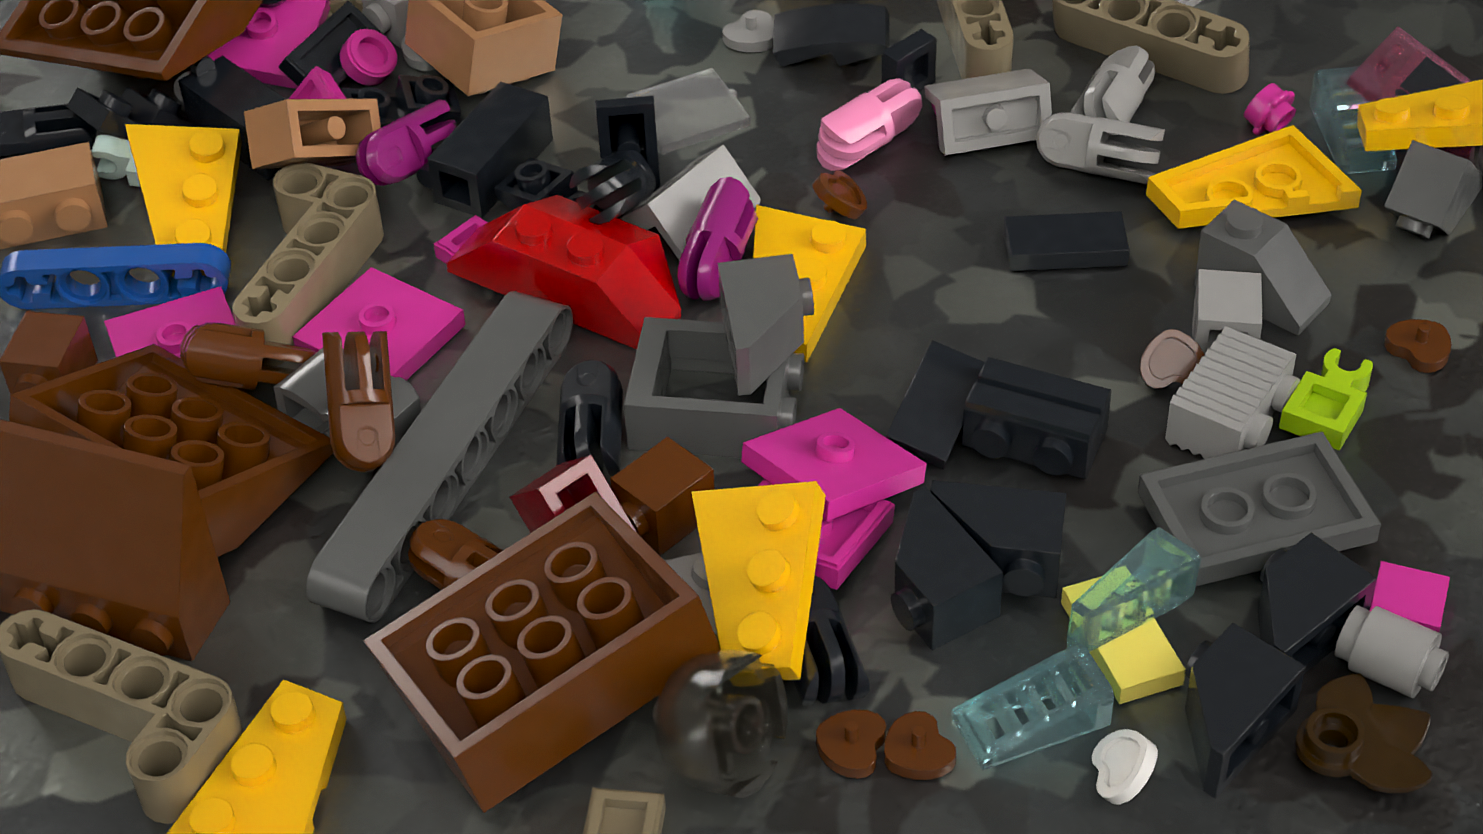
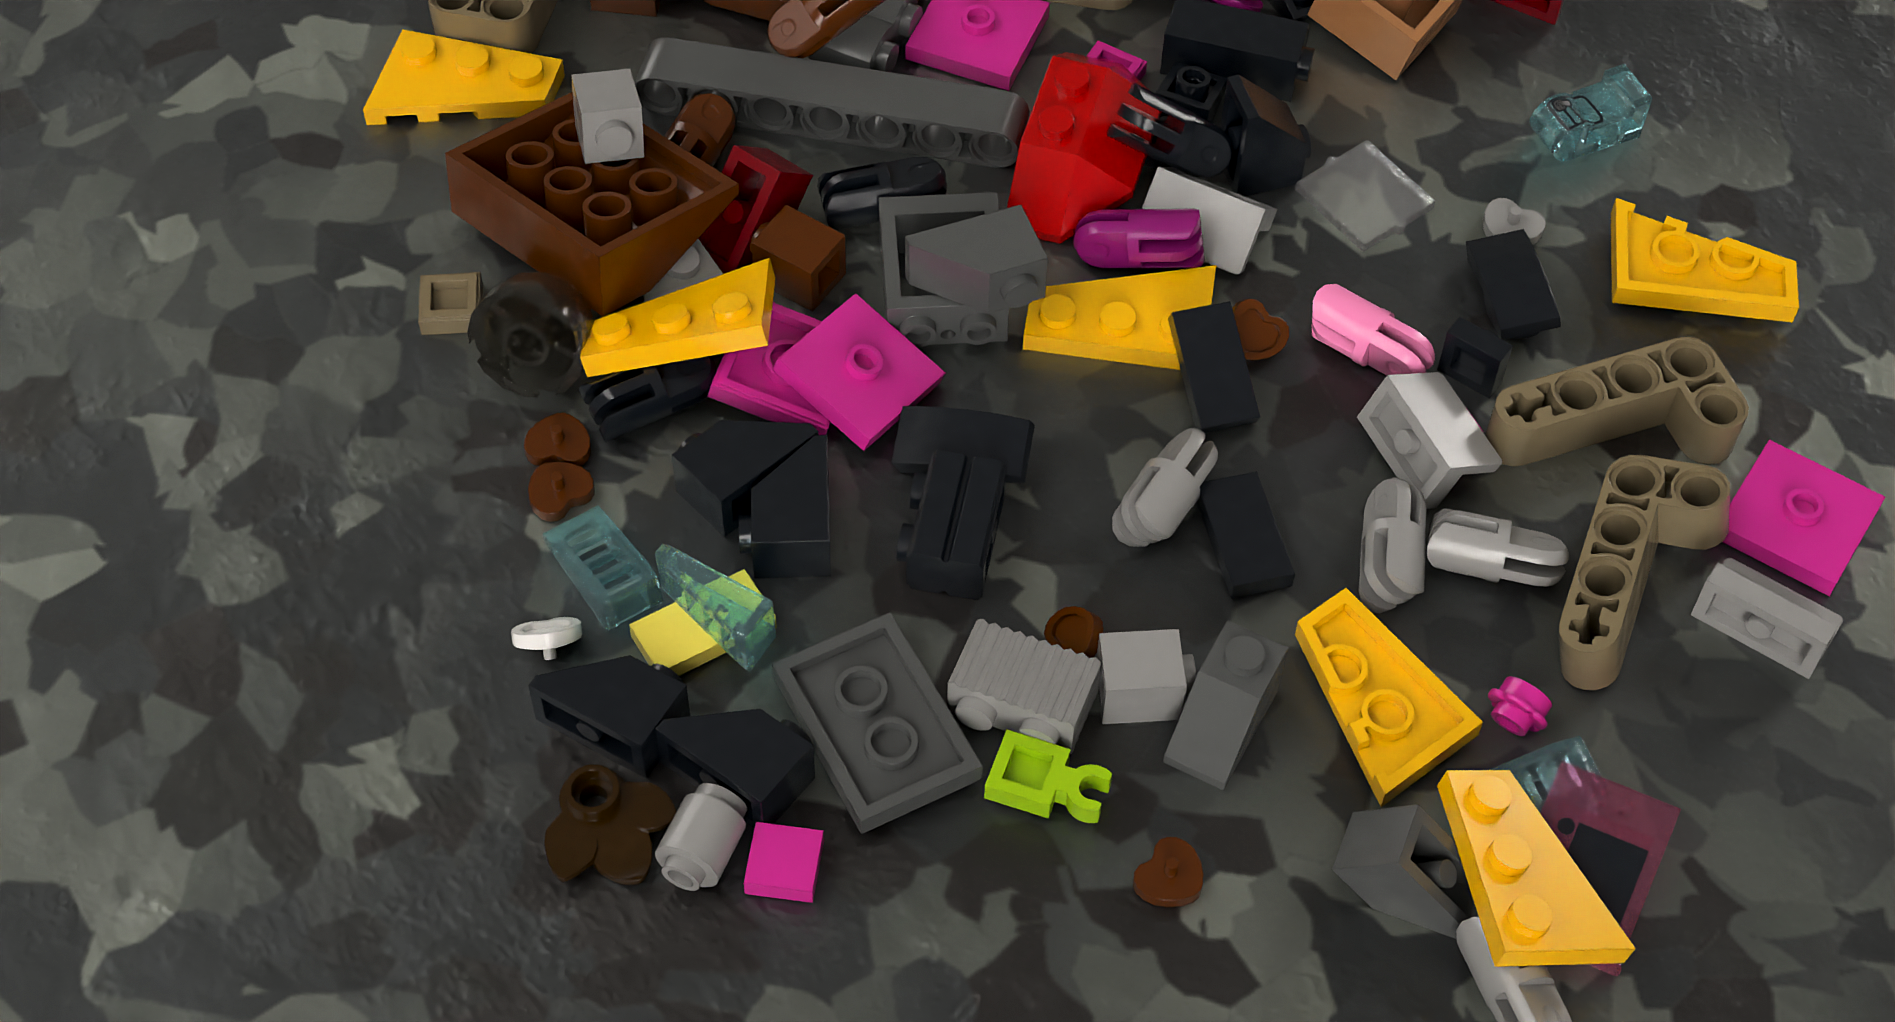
camera: 75 degrees right, 10 degrees up
(470, 583) = (608, 116): none -> light grey brick
(885, 219) = (1213, 367): none -> black tile
(1015, 271) = (1164, 490): none -> light grey arm

